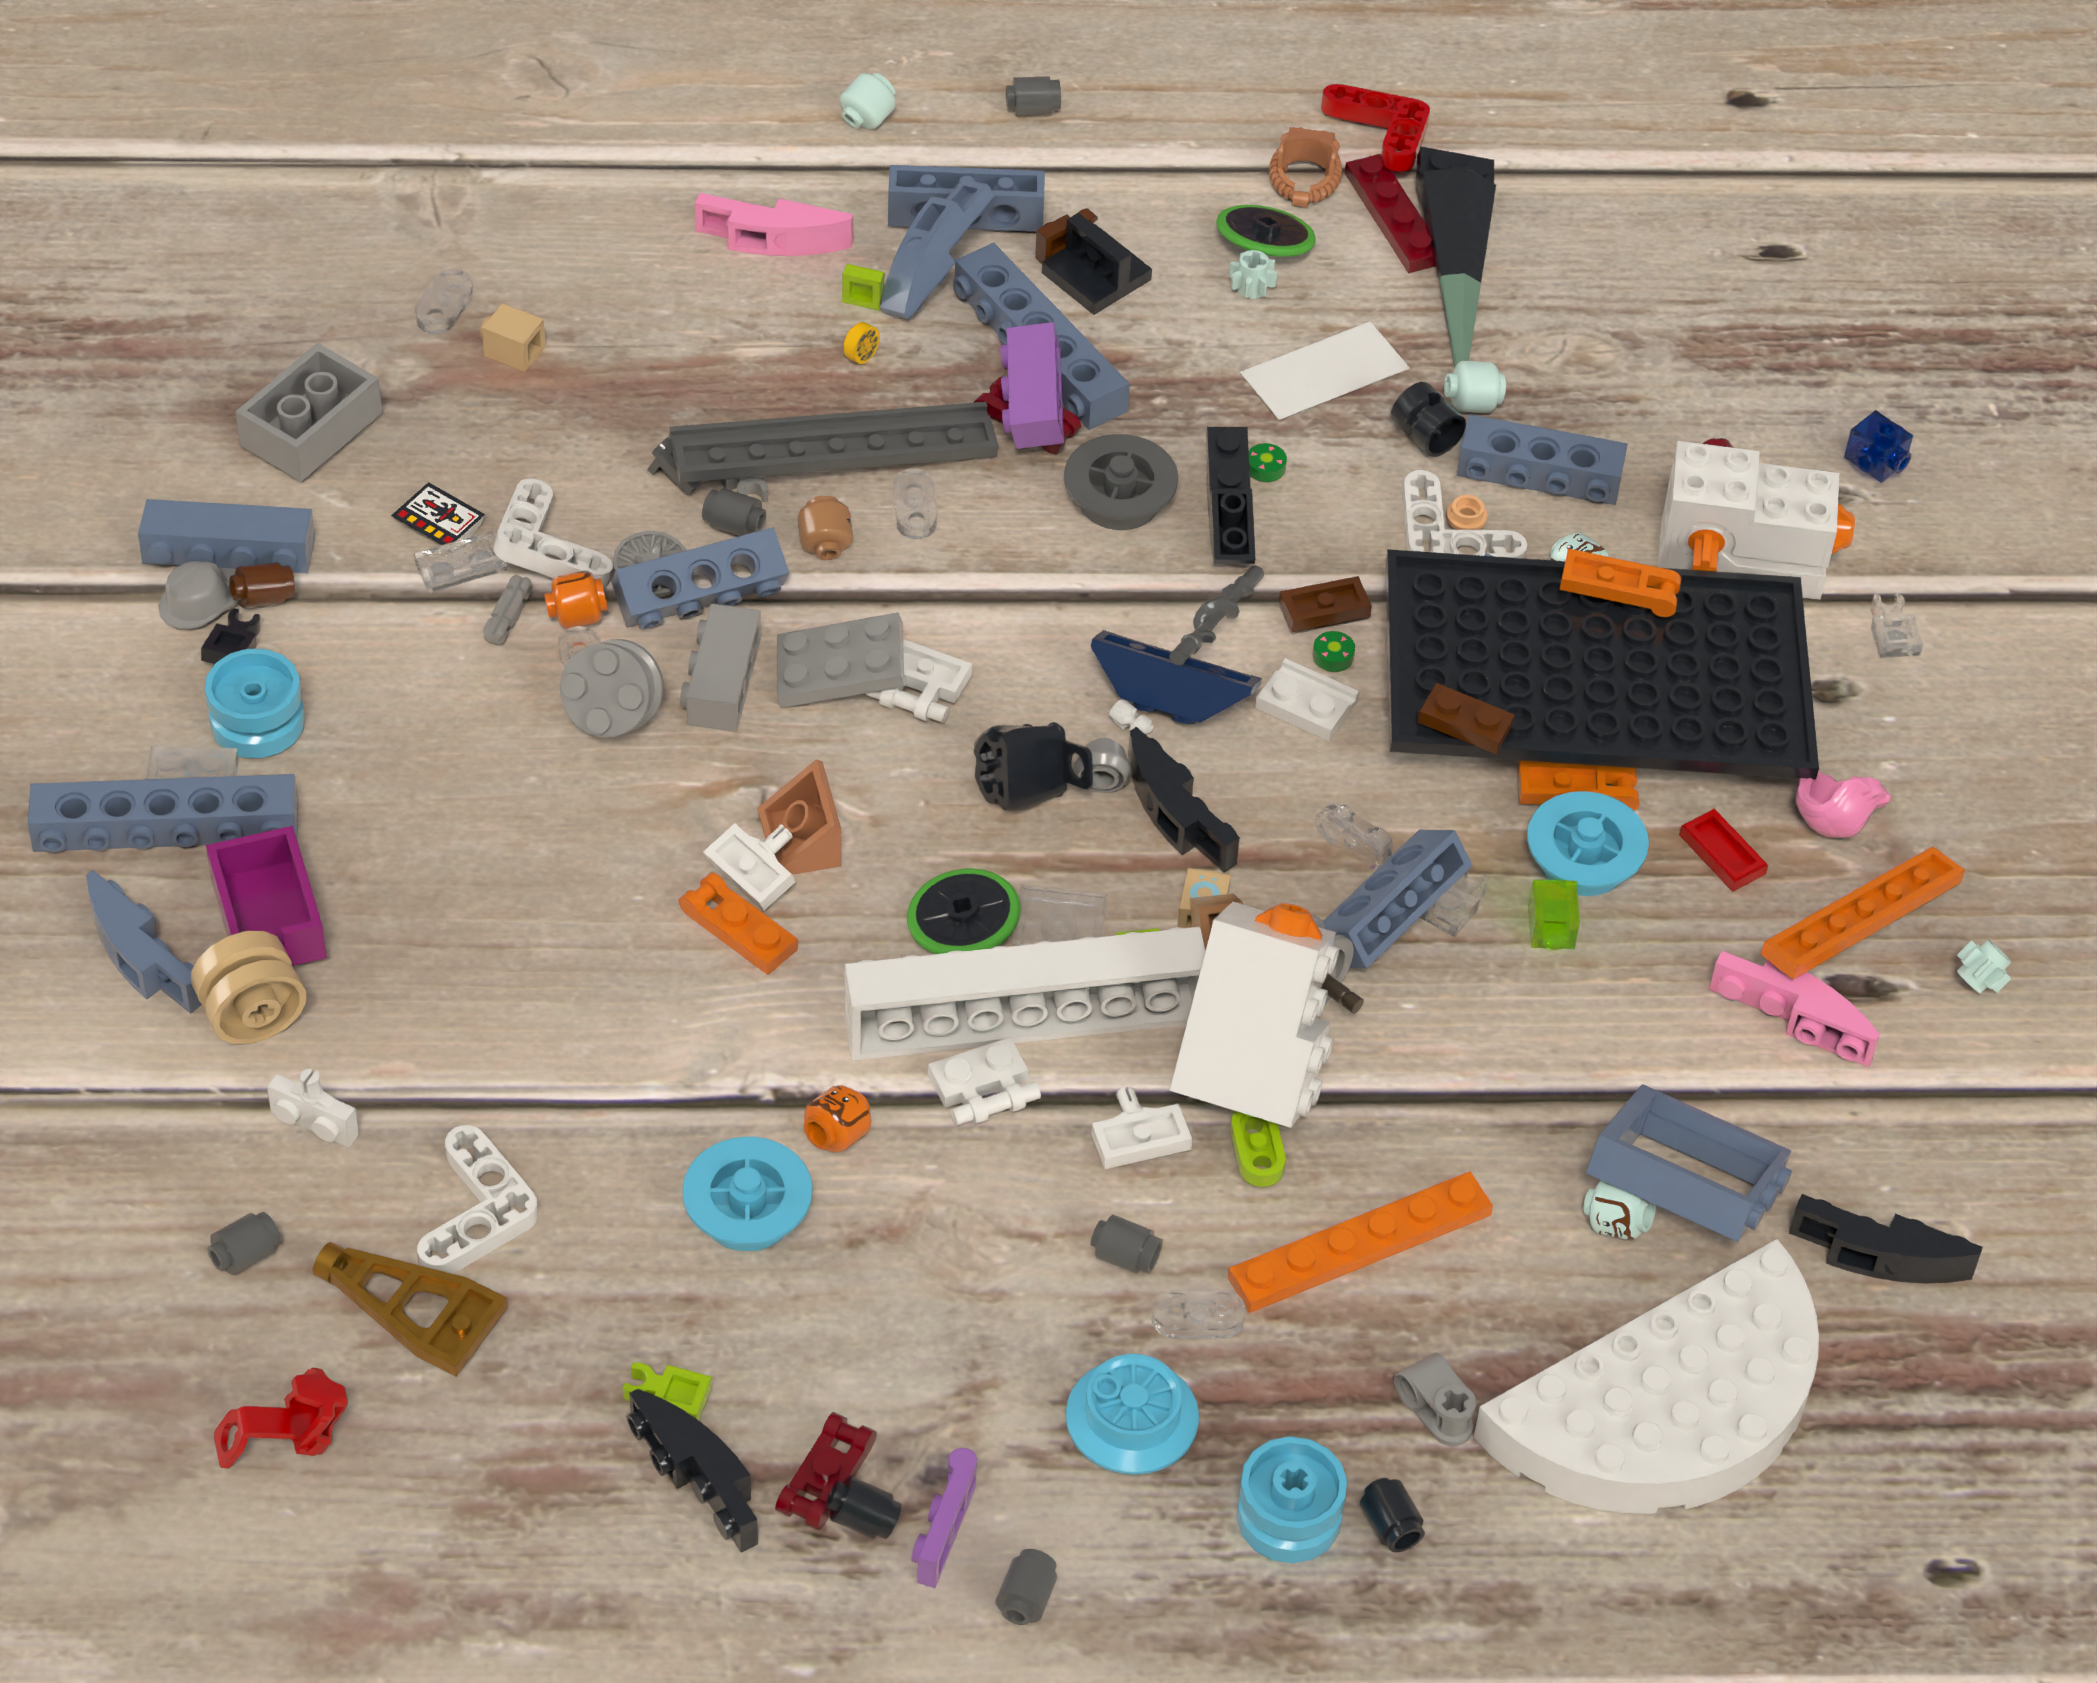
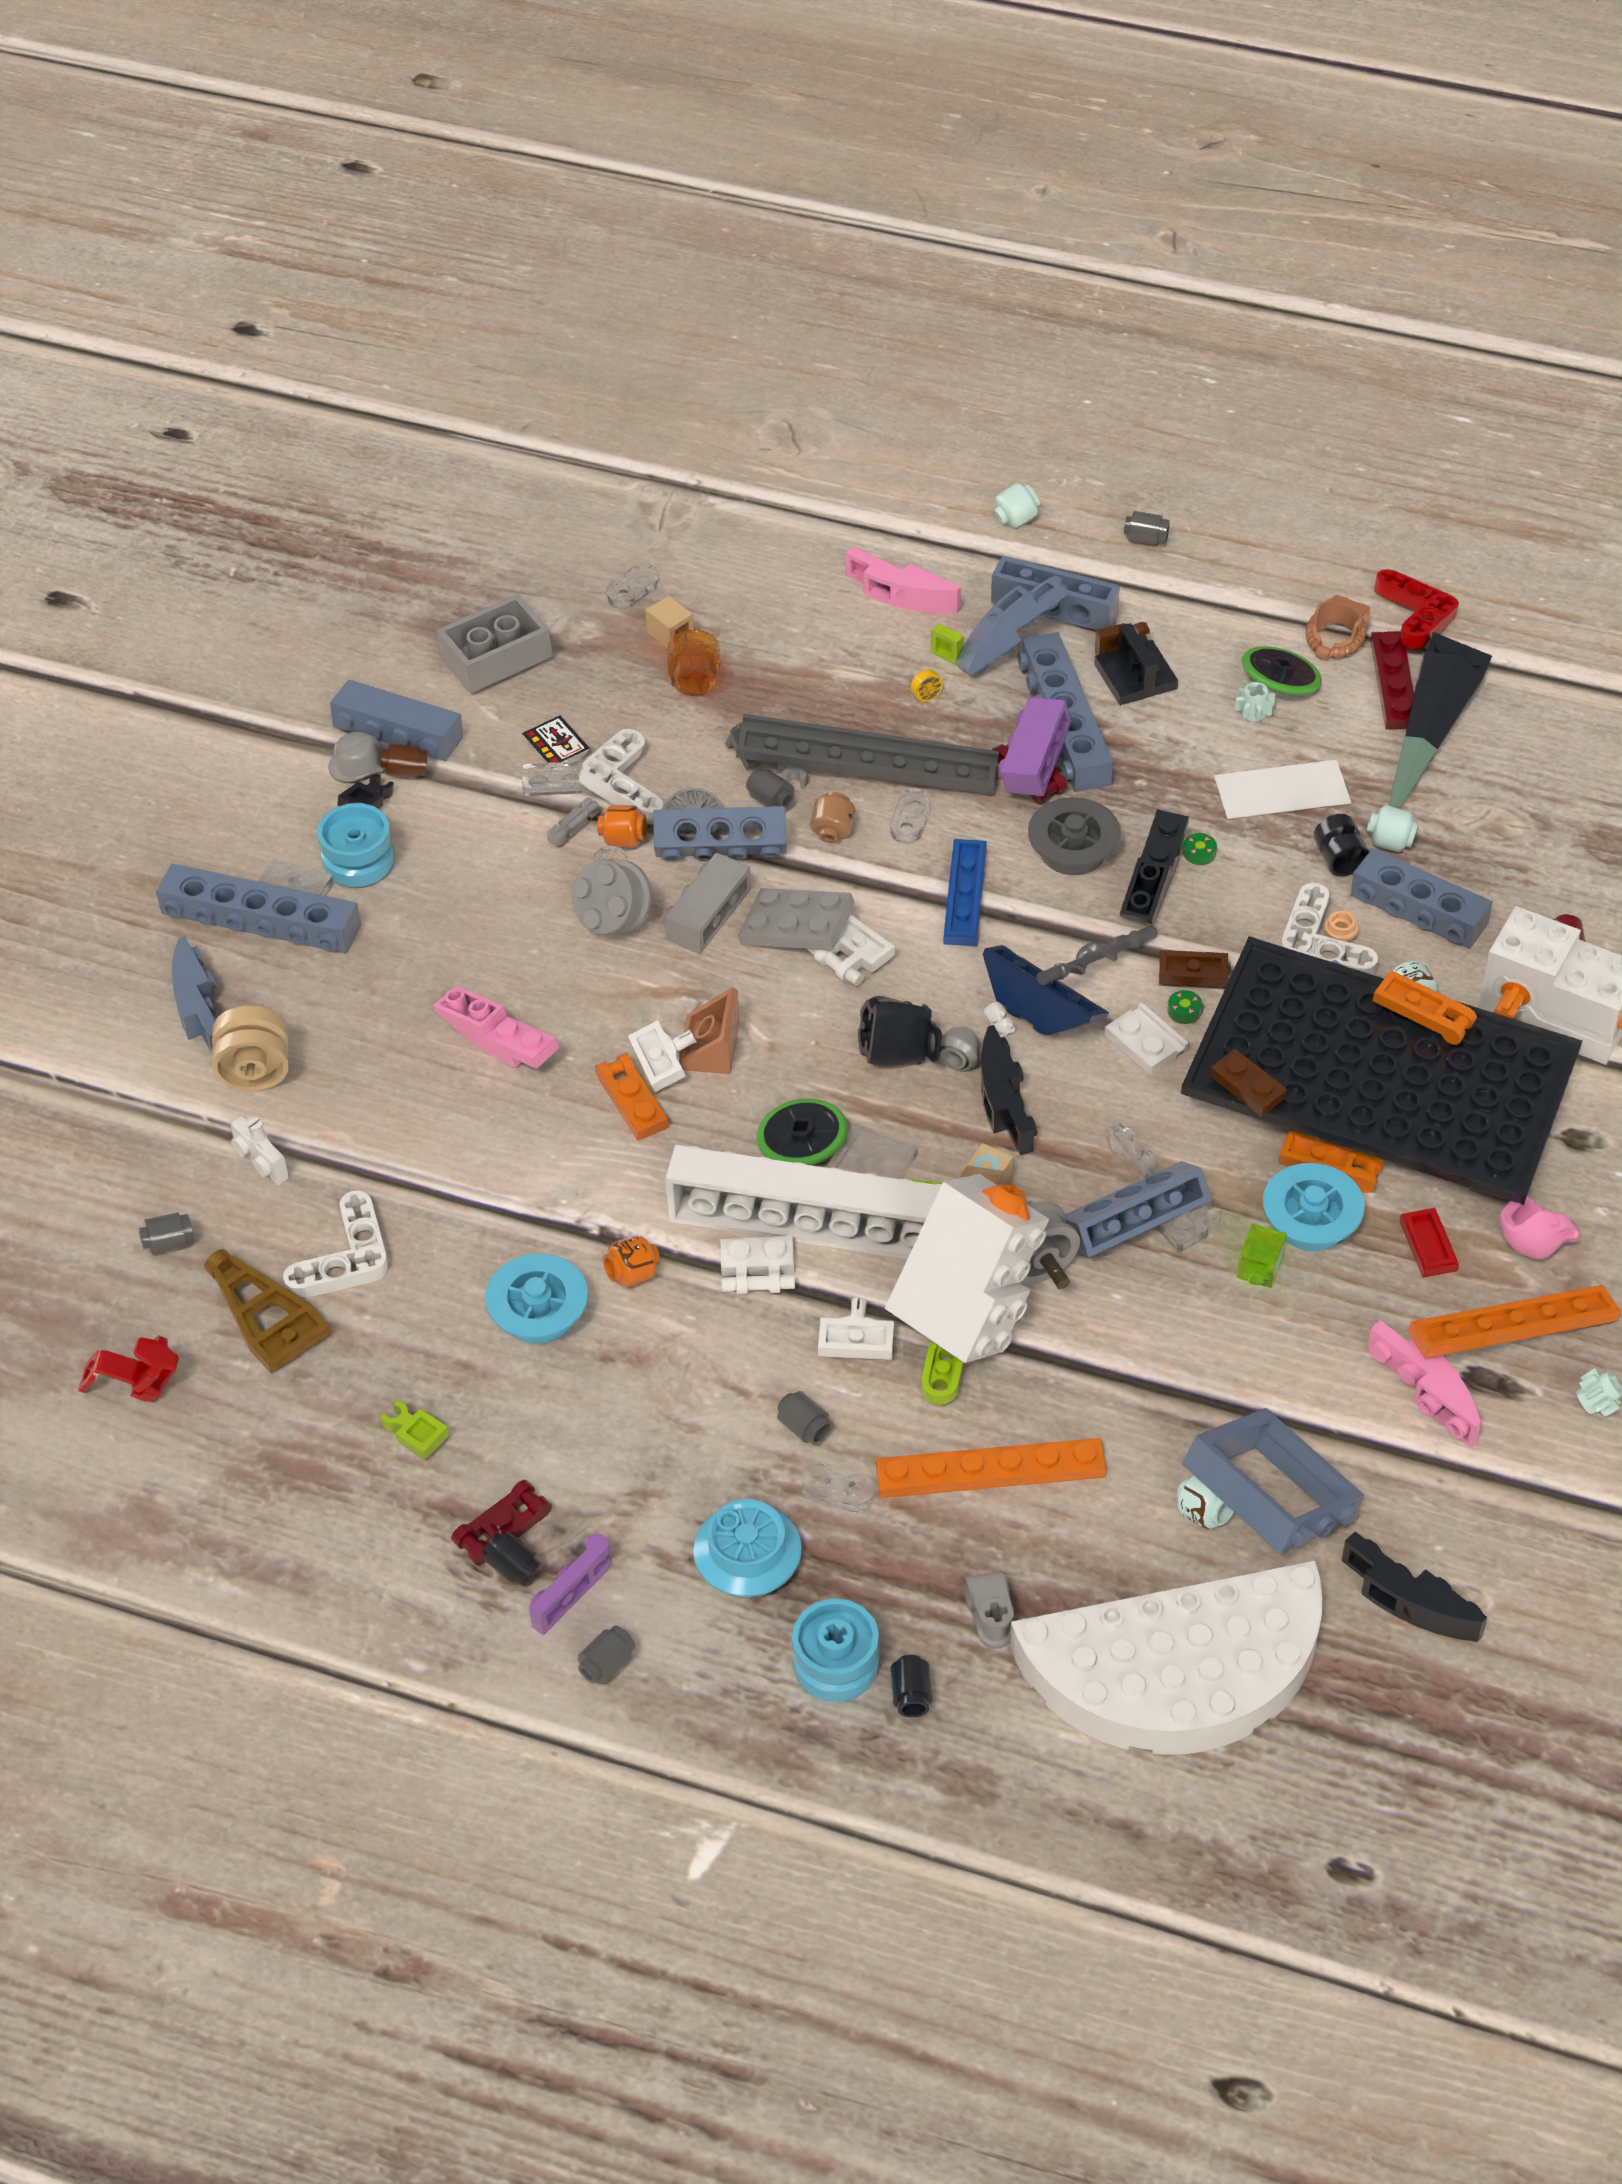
camera: 25 degrees right, 0 degrees up
(267, 889) = (298, 984): magenta piece -> none
(529, 887) = (493, 1031): none -> bright pink slope
(570, 378) = (693, 661): none -> clear orange piece
(696, 1456) = (408, 1487): black slope -> none
(1019, 580) = (965, 892): none -> blue tile

